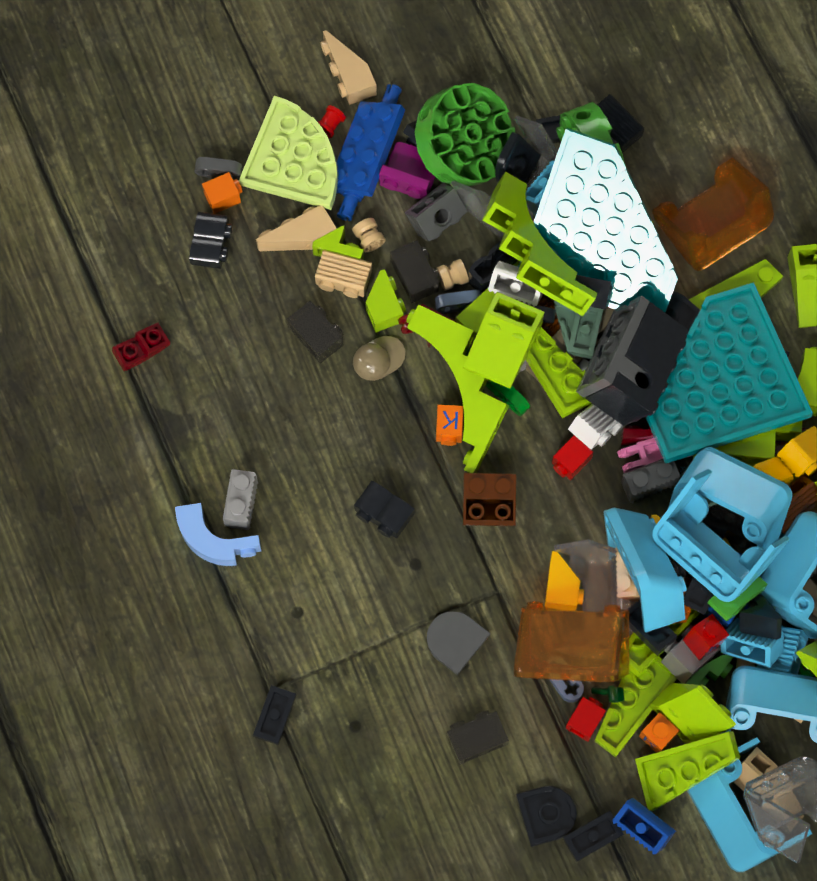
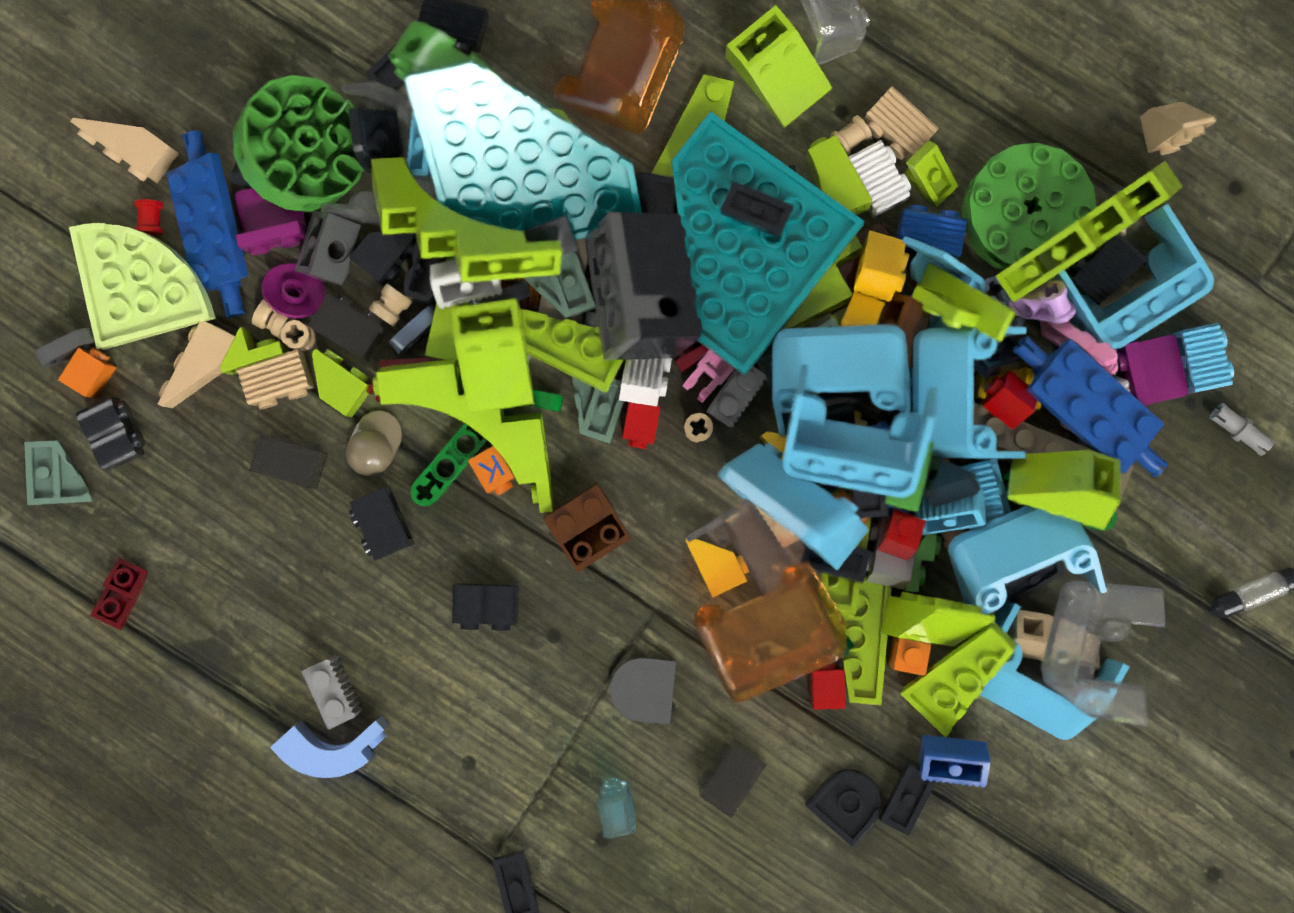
camera: 25 degrees left, 15 degrees up
(152, 243) = (53, 475): none -> sand green wing
(349, 411) = (380, 523): none -> black brick
(373, 249) = (291, 329): none -> tan bush
(383, 701) = (616, 808): none -> clear light blue brick
(393, 225) = (285, 281): none -> magenta dish
(427, 396) = (460, 463): none -> green beam
(471, 239) = (384, 254): none -> black slope
(548, 429) = (597, 410): none -> sand green wing
(613, 478) = (707, 426): none -> tan bush
(743, 360) = (756, 209): none -> black plate
(783, 736) = (1031, 582): none -> black plate

